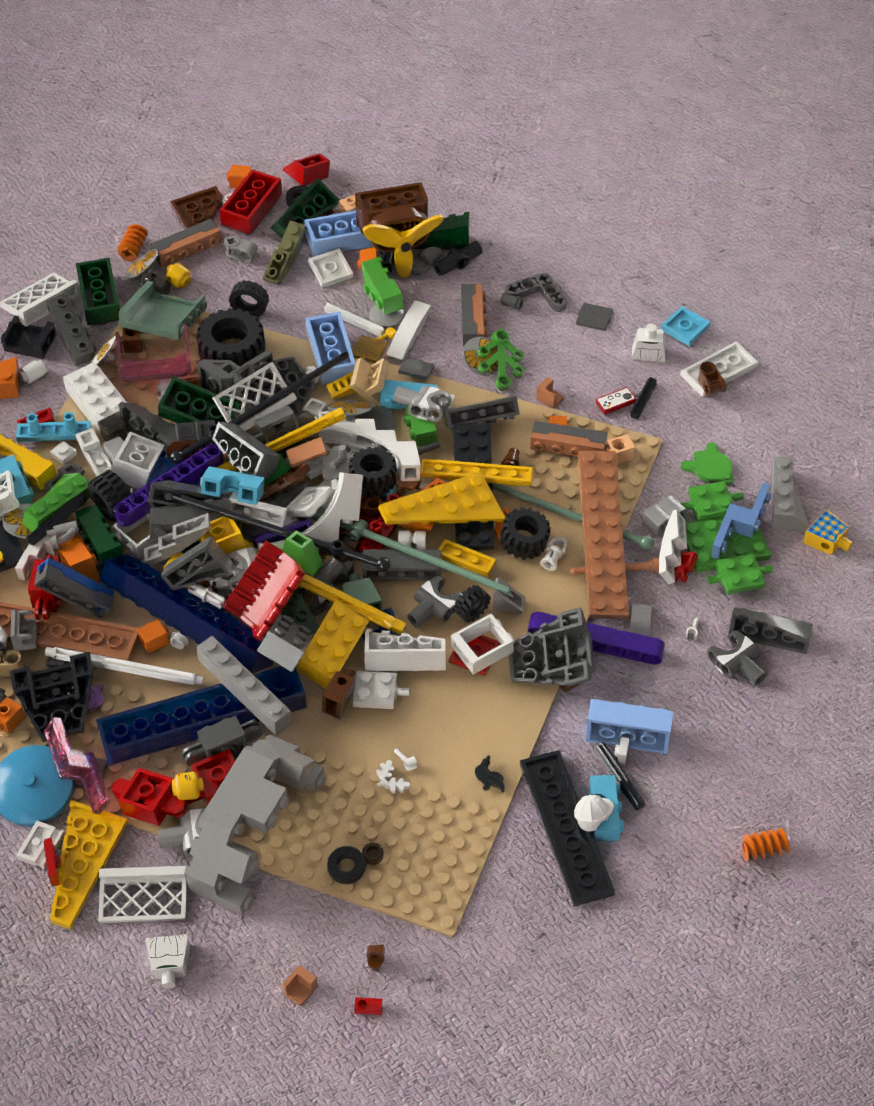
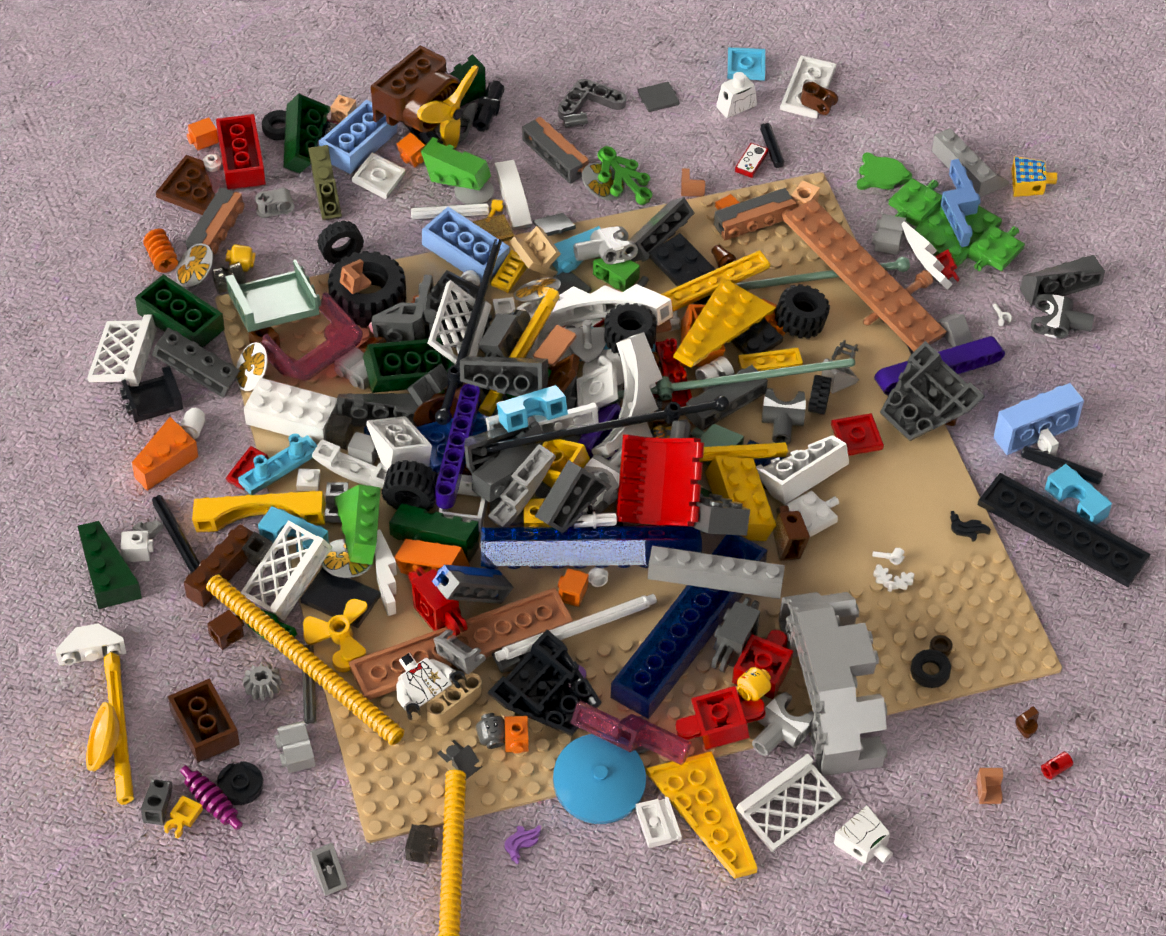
camera: 40 degrees left, 0 degrees up
(52, 861) = (693, 825): red plate -> none
(56, 519) = (382, 537): black axle -> none
(62, 533) = (406, 538): light grey plant -> none
(218, 325) = (353, 278): none -> nougat panel
(304, 552) = (646, 426): bright green slope -> none
(308, 169) = (263, 92): red slope -> none
(488, 623) = (862, 437): white window -> none
(531, 580) = (838, 350): none -> dark grey piece
(554, 553) = (839, 316): white connector -> none
(592, 811) = (1081, 502): white piece -> none

